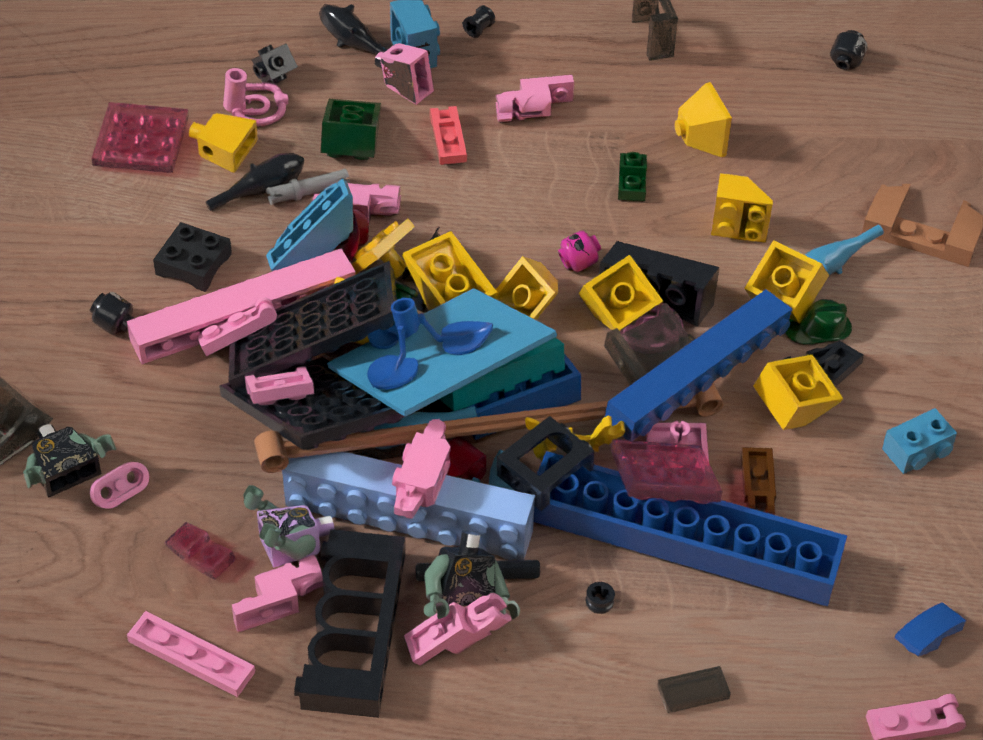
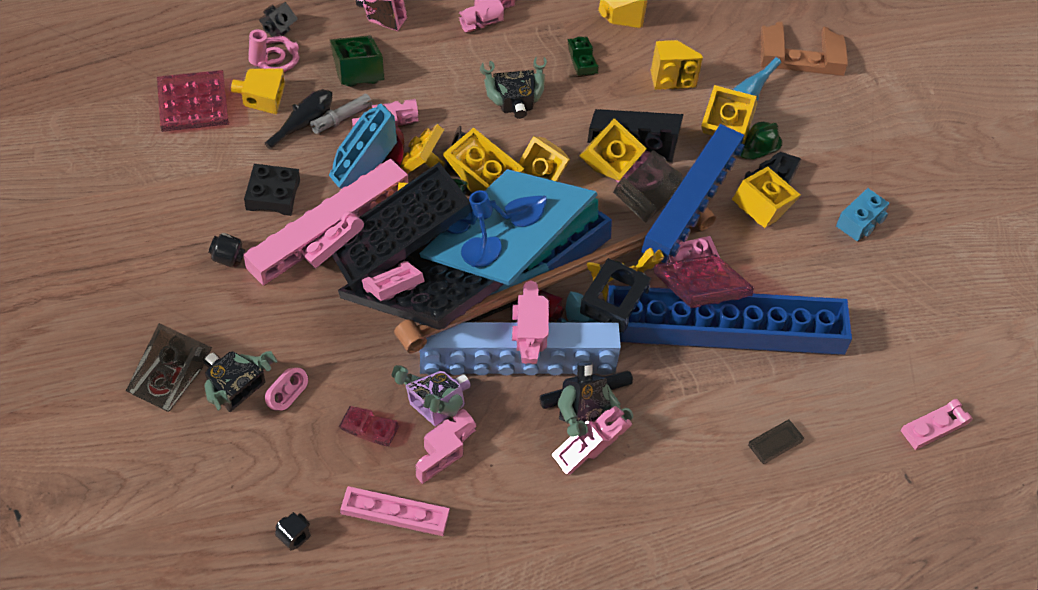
camera: 20 degrees left, 5 degrees up
(64, 646) = (293, 530): none -> black plate
(346, 689) = (521, 509): black fence -> none
(448, 135) = (433, 51): coral plate -> none
(529, 200) = (515, 90): none -> torso
(579, 251) = (567, 122): dark pink head -> none
(594, 603) = (682, 394): black bush -> none
(758, 477) = (762, 269): reddish brown hinge -> none
(929, 628) = (922, 354): blue slope -> none

